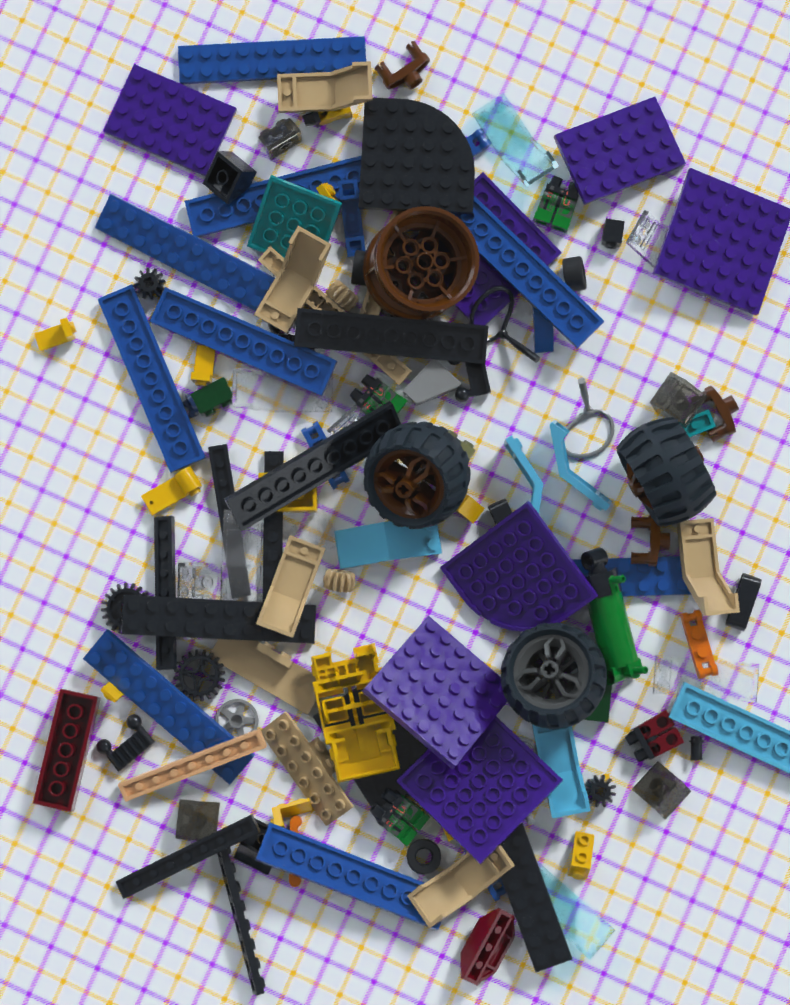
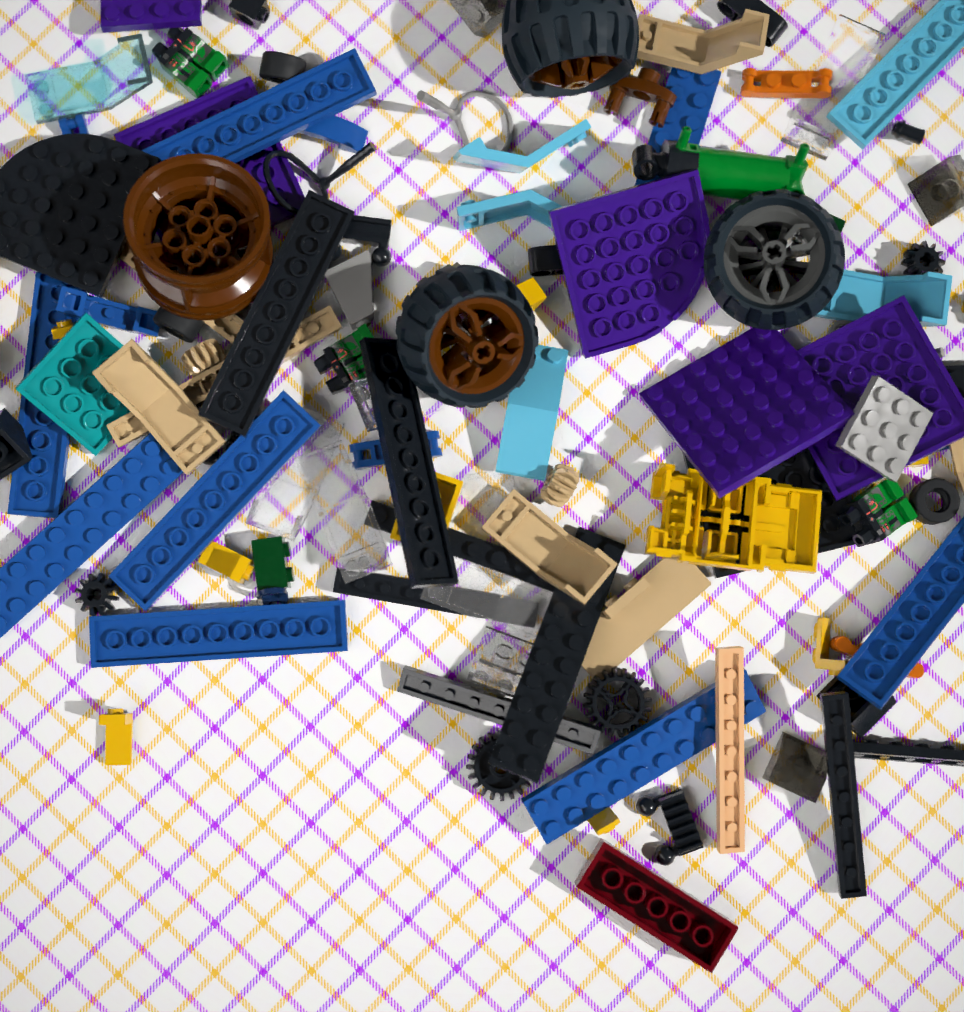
camera: 75 degrees left, 0 degrees up
(172, 491) = (372, 656): yellow door -> none
(236, 719) = (686, 674): light grey wheel -> none
(267, 433) = (344, 511): none -> clear windscreen
(308, 766) = (778, 604): tan bracket -> none
(454, 793) = (884, 428): none -> light grey plate
(650, 741) = (879, 174): dark red hips -> none

